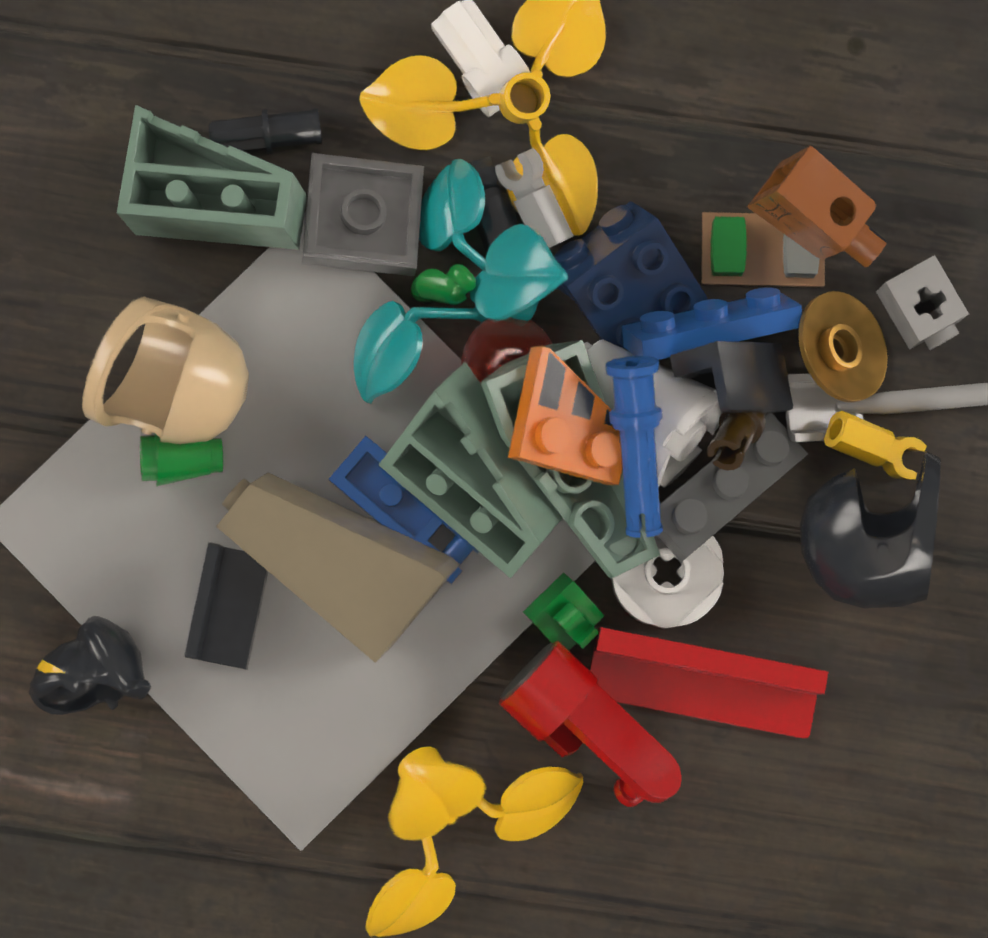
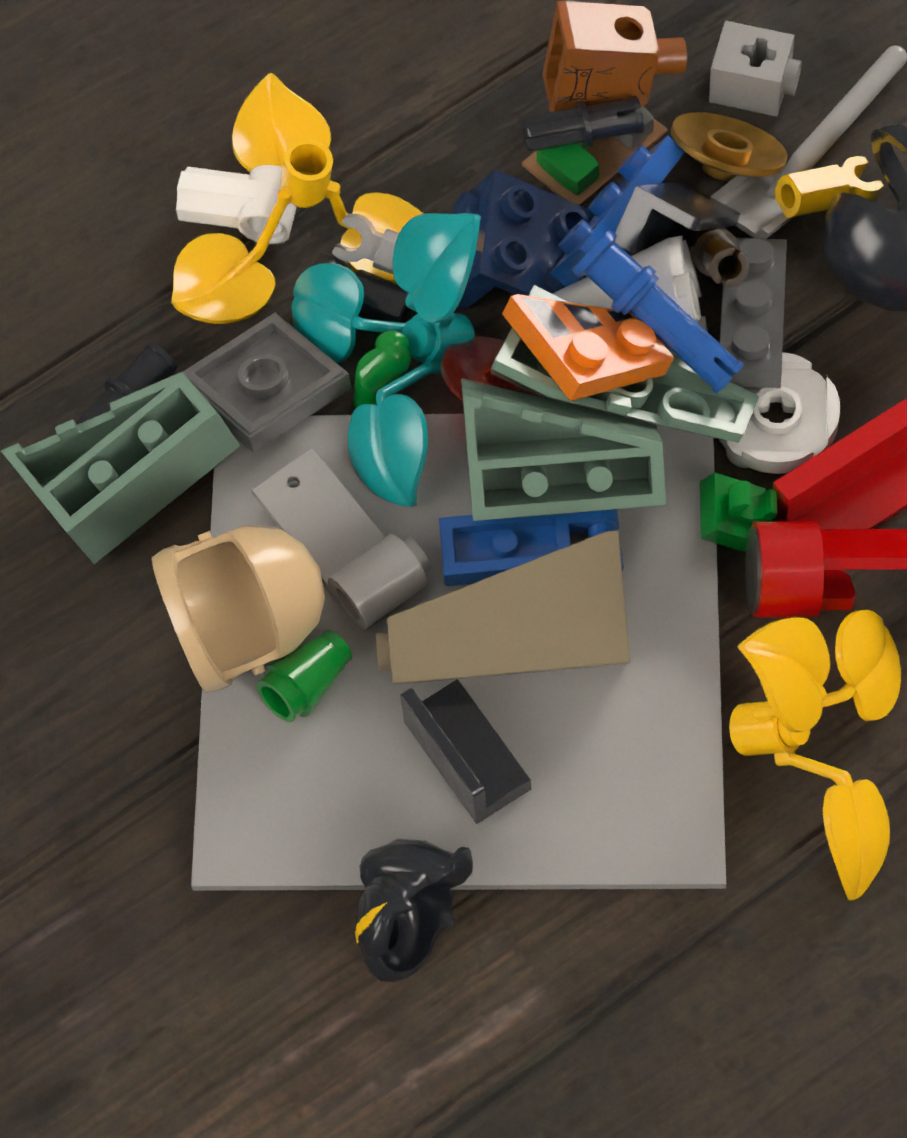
camera: 30 degrees left, 20 degrees down
(294, 385) = (356, 561): none -> light grey door
(756, 236) = (582, 124): none -> black axle

